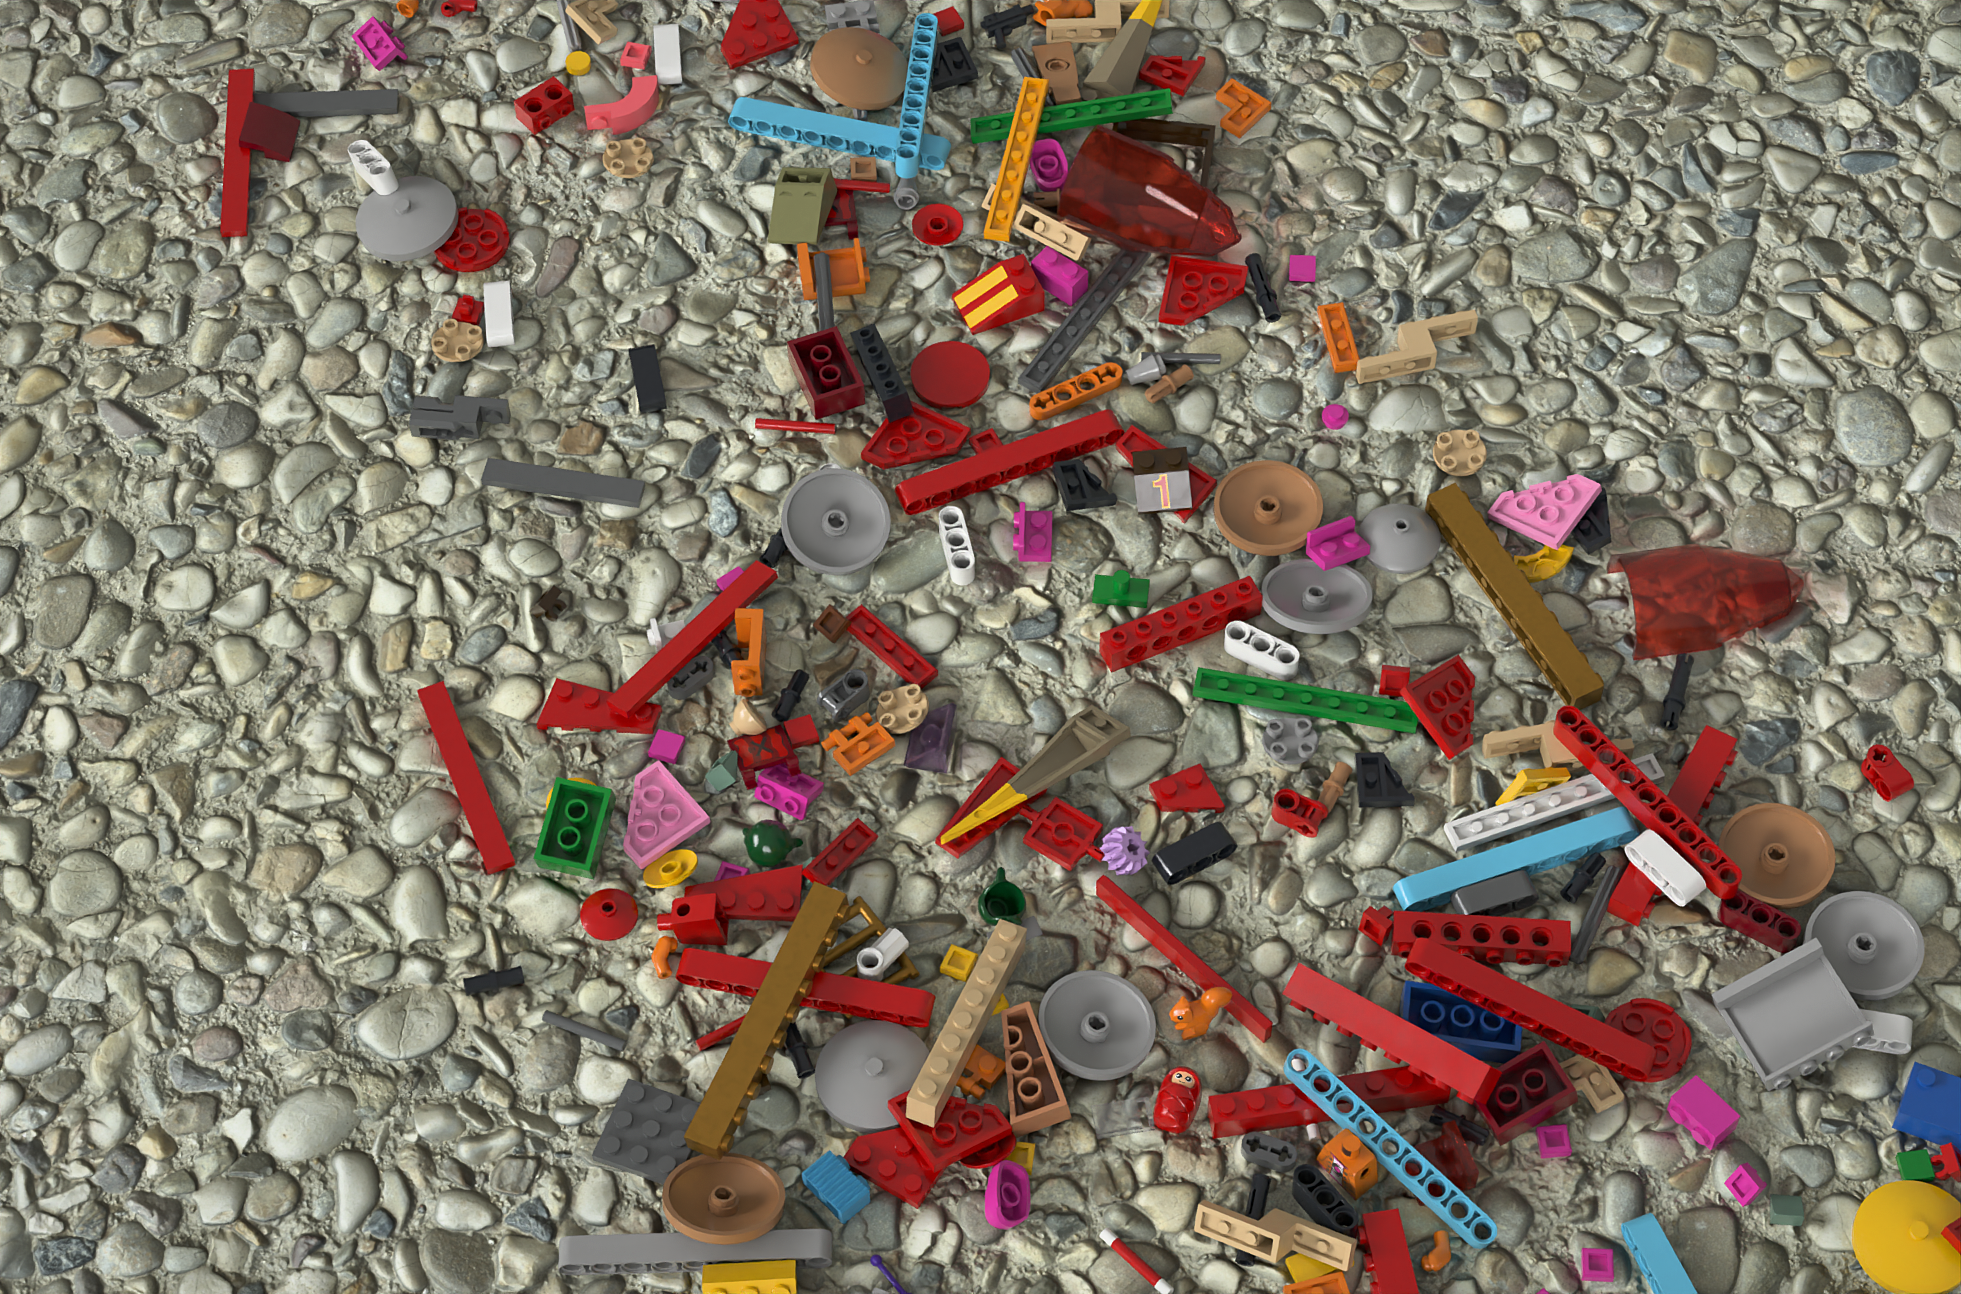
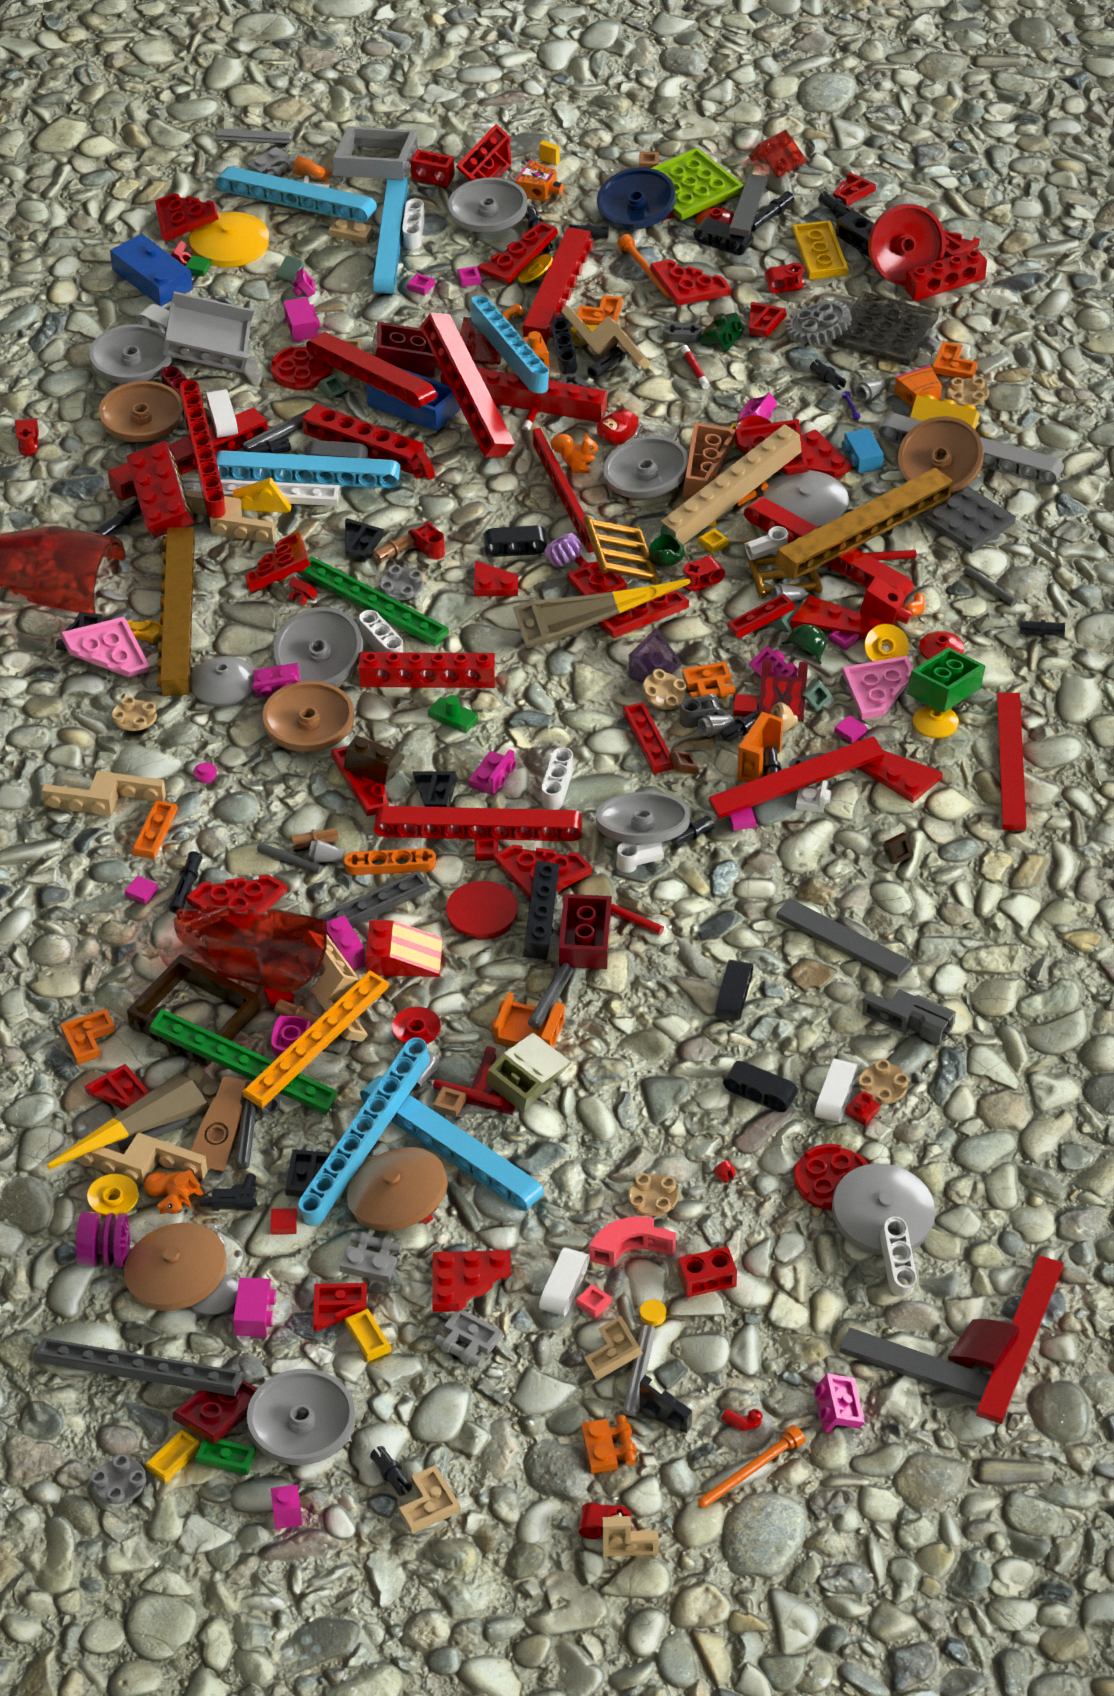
camera: 155 degrees left, 10 degrees down
(572, 202) = (725, 1171): none -> red hinge
(575, 290) = (760, 1086): none -> black beam
(822, 678) = (714, 724): none -> light grey cone
(942, 894) = (703, 573): none -> red piece
(1090, 866) = (602, 553): none -> pearl gold bar
(1649, 721) = (159, 489): none -> red brick

